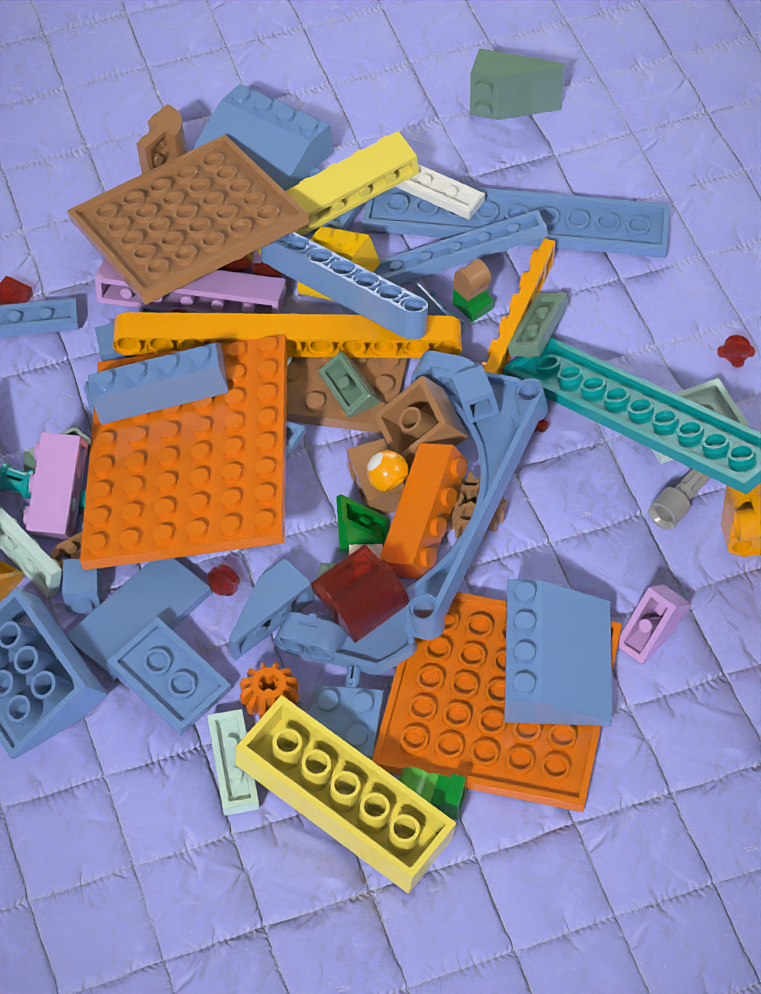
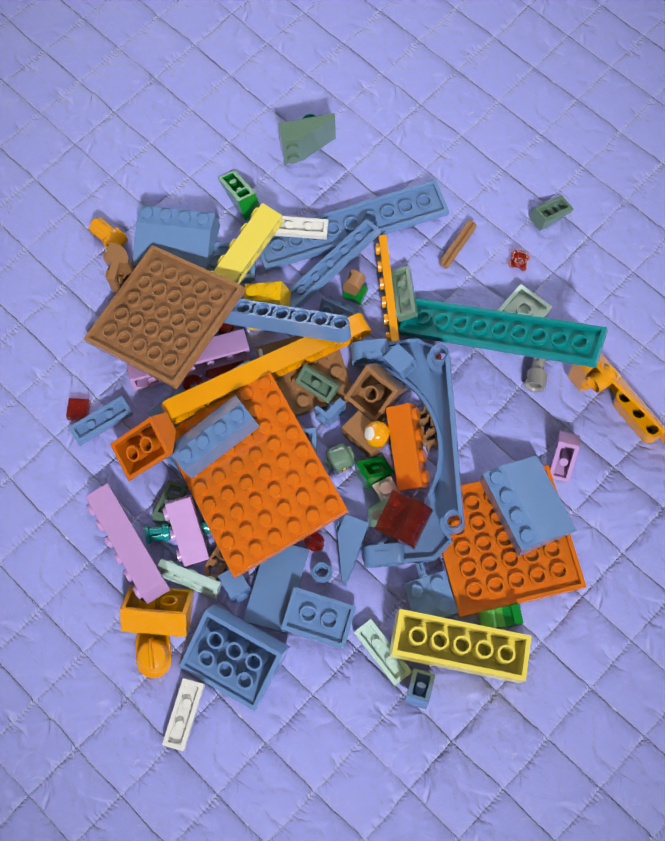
camera: 25 degrees left, 15 degrees up
(64, 354) = (145, 445): none -> orange slope
(174, 95) = (107, 233): none -> light orange piece
(211, 616) = (321, 565): none -> medium blue plate
(251, 825) = (420, 689): none -> medium blue slope
(266, 686) = (375, 593): orange gear -> none
(321, 490) = (339, 458): none -> sand green head
(346, 433) = (332, 413): none -> medium blue bracket
(382, 117) = (239, 193): none -> green slope
(657, 297) = (457, 244): none -> medium nougat axle

